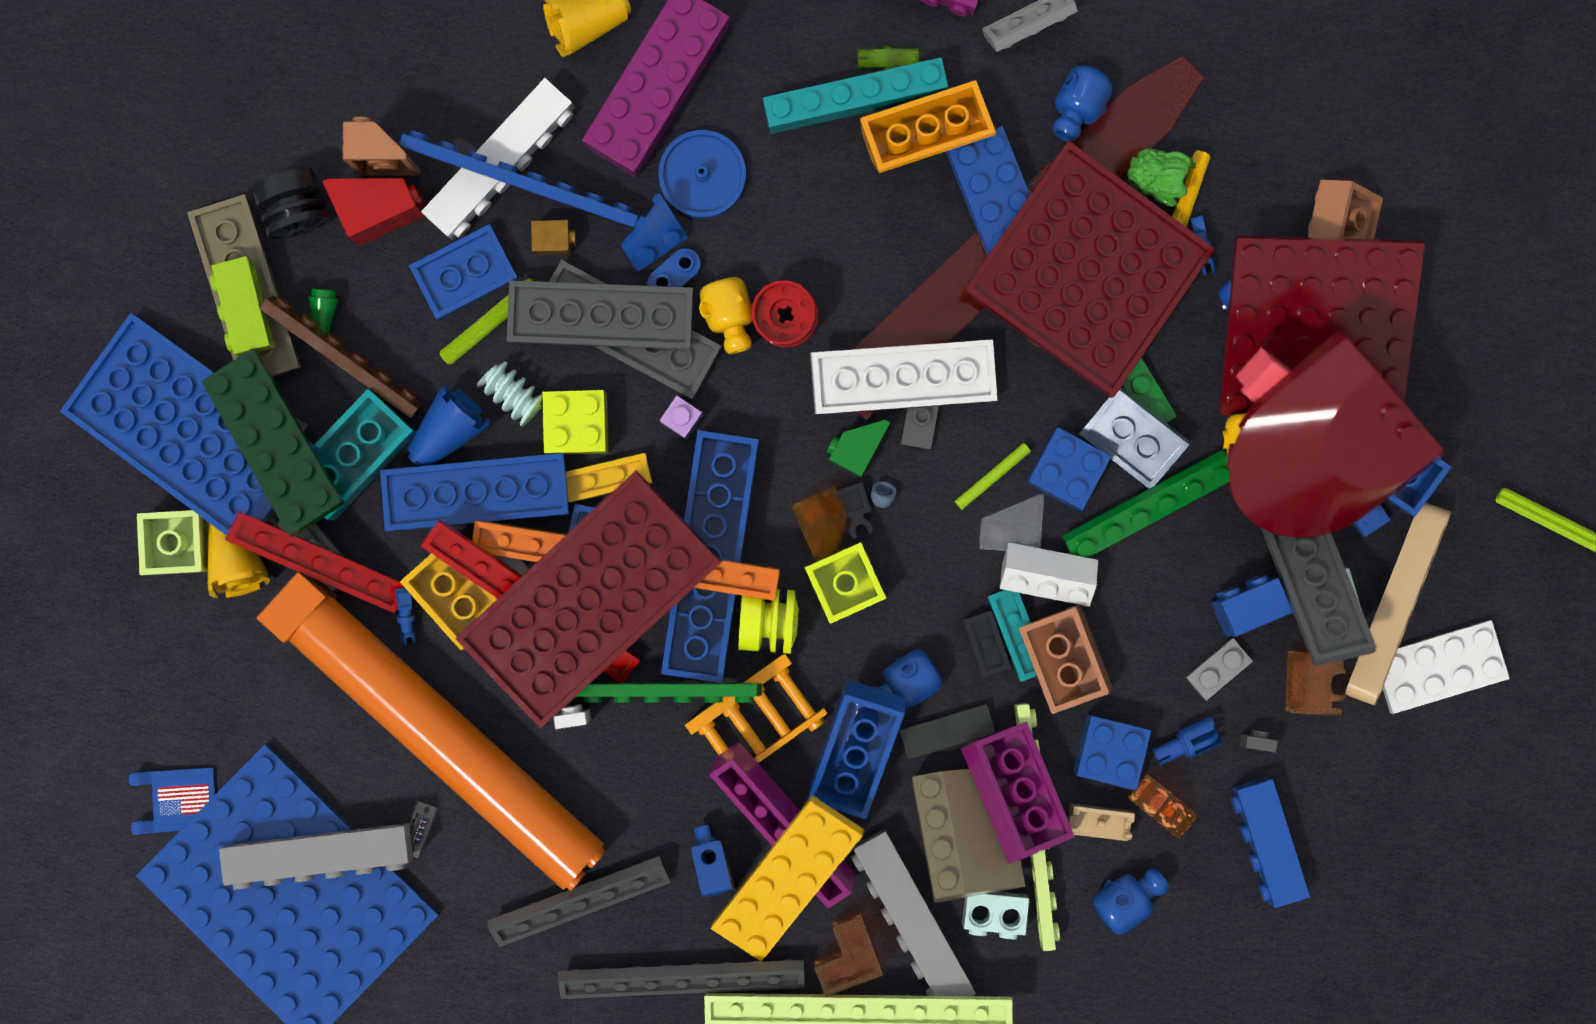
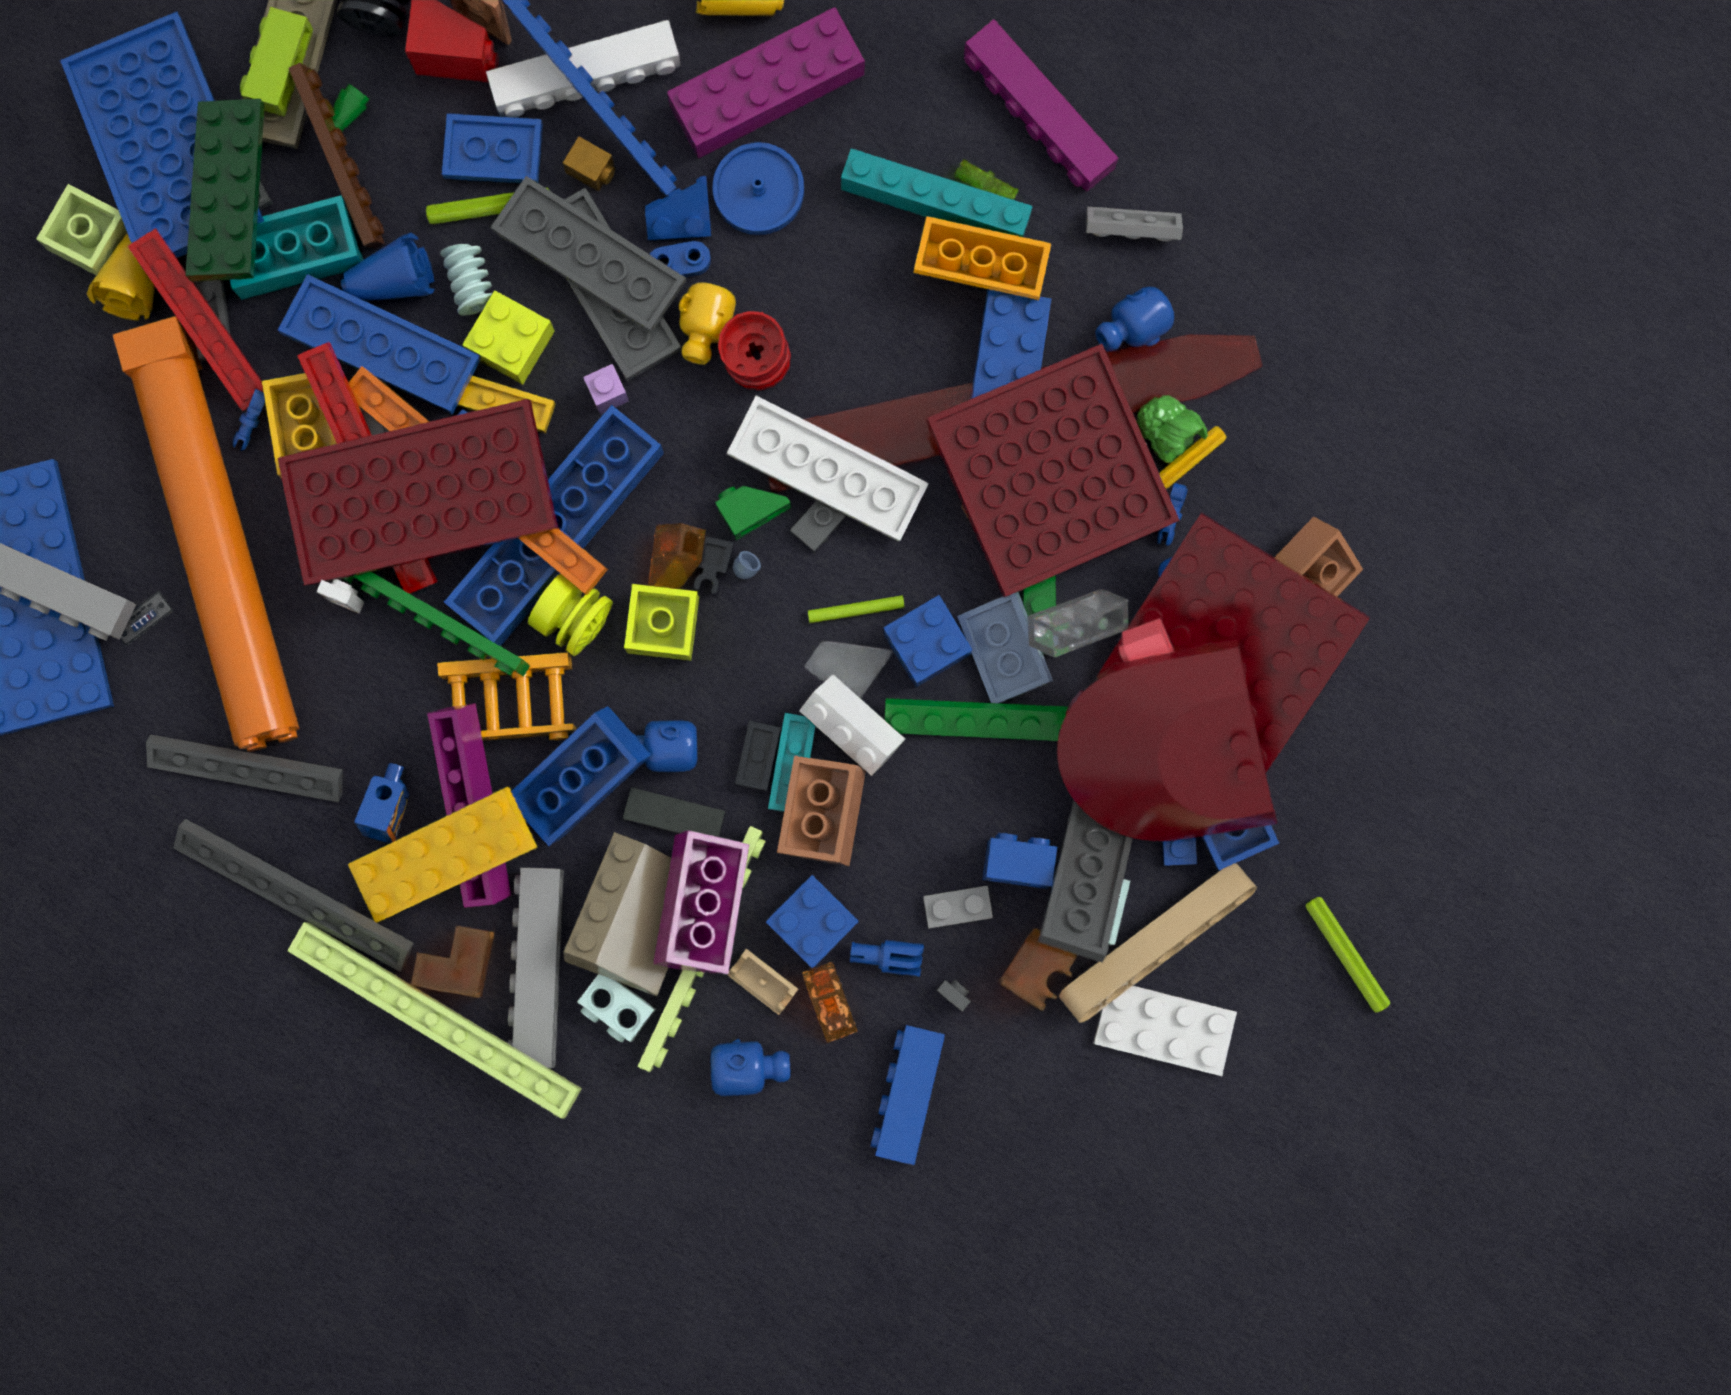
camera: 25 degrees right, 5 degrees down
(1184, 383) = (1077, 622): none -> clear brick

